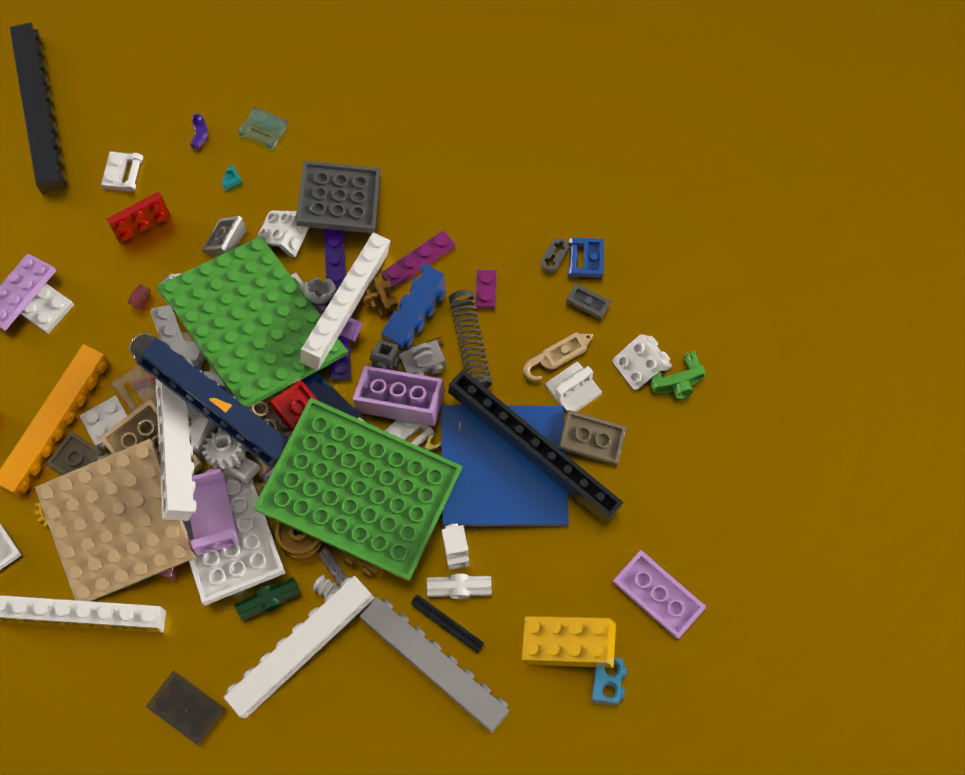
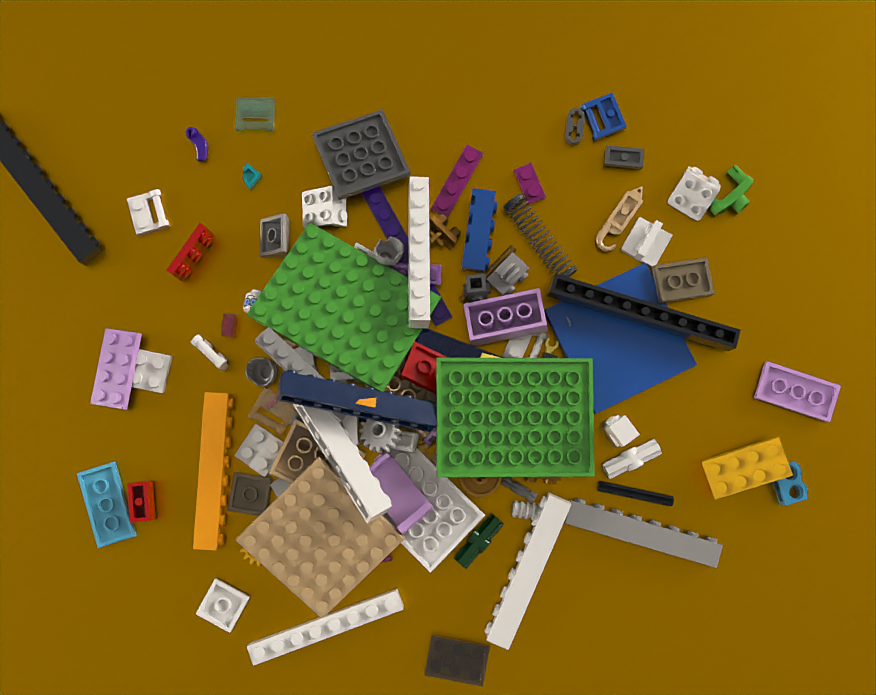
camera: 25 degrees left, 15 degrees up
(107, 307) = (206, 348): none -> white plate

